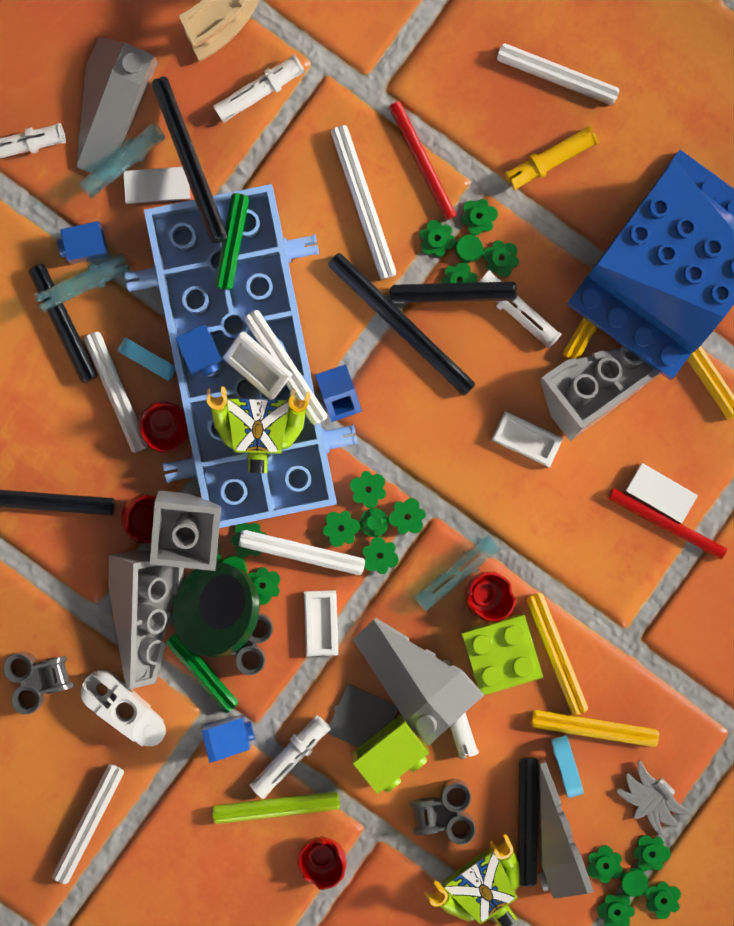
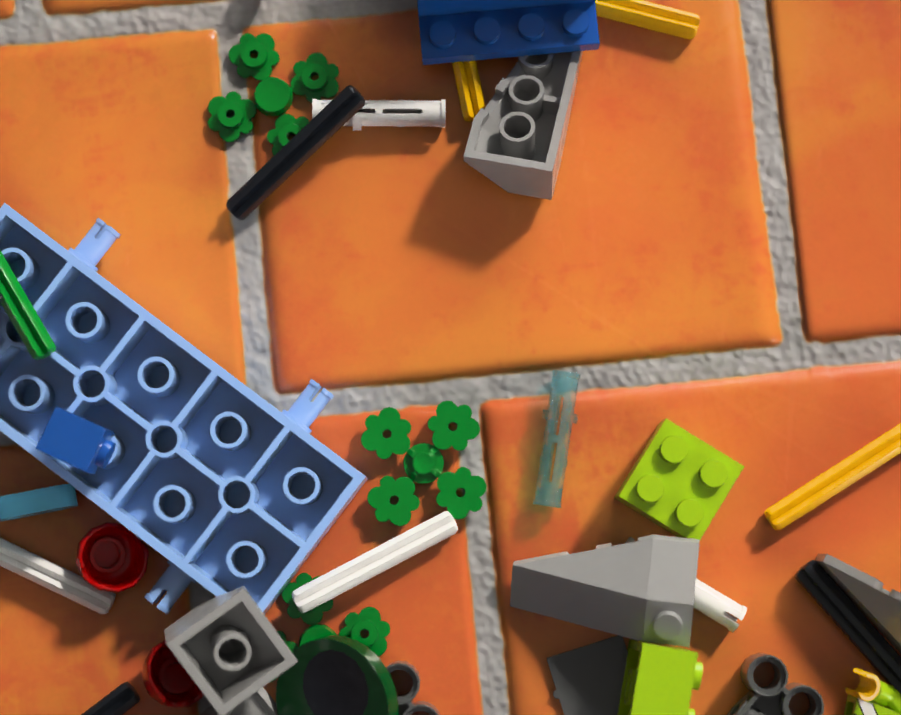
camera: 40 degrees left, 5 degrees down
(257, 366) = (152, 403): white tile -> none
(258, 425) = (207, 464): torso -> none
(271, 344) = (184, 379): white axle -> none
(321, 623) = (461, 619): white tile -> none
(338, 393) = (267, 359): blue brick -> none
(363, 202) = (122, 144): white axle -> none
(401, 324) = (270, 233): black axle -> none
(422, 161) = (147, 50): red bar -> none
(490, 597) = (612, 433): red hair -> none
(527, 439) = (505, 238): white tile -> none
(557, 654) = (735, 431): yellow axle -> none
(567, 766) = (851, 539): medium azure beam -> none
(661, 493) = (692, 172): white tile -> none
(667, 523) = (726, 197): red bar -> none

